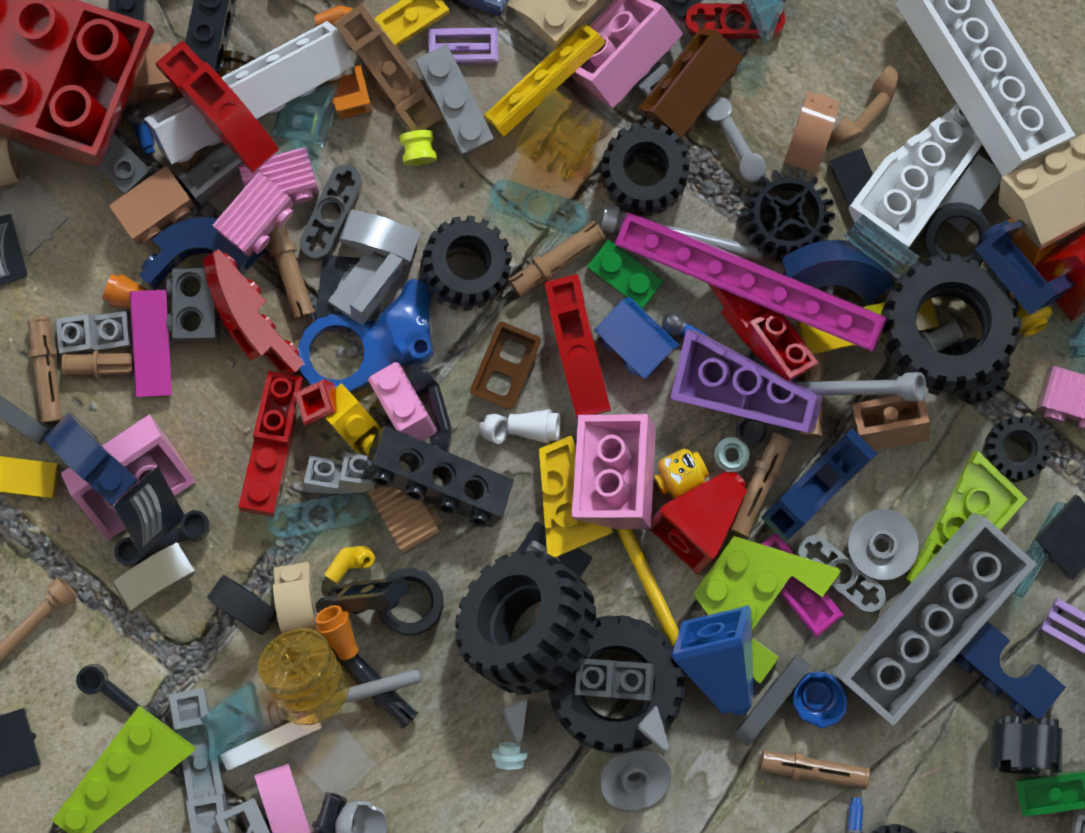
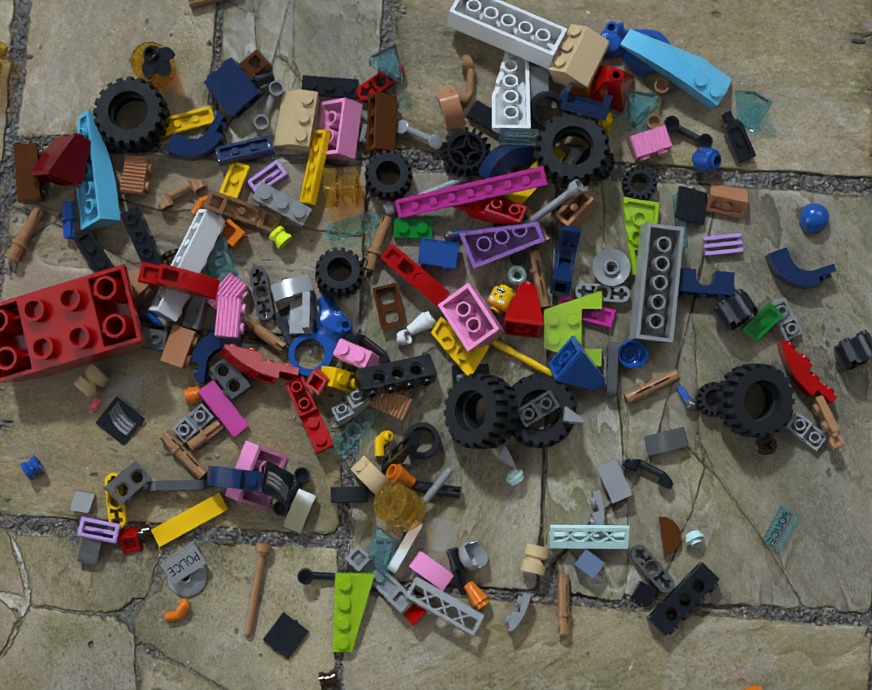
camera: 35 degrees left, 0 degrees up
(635, 790) = (583, 447): light grey dish -> none

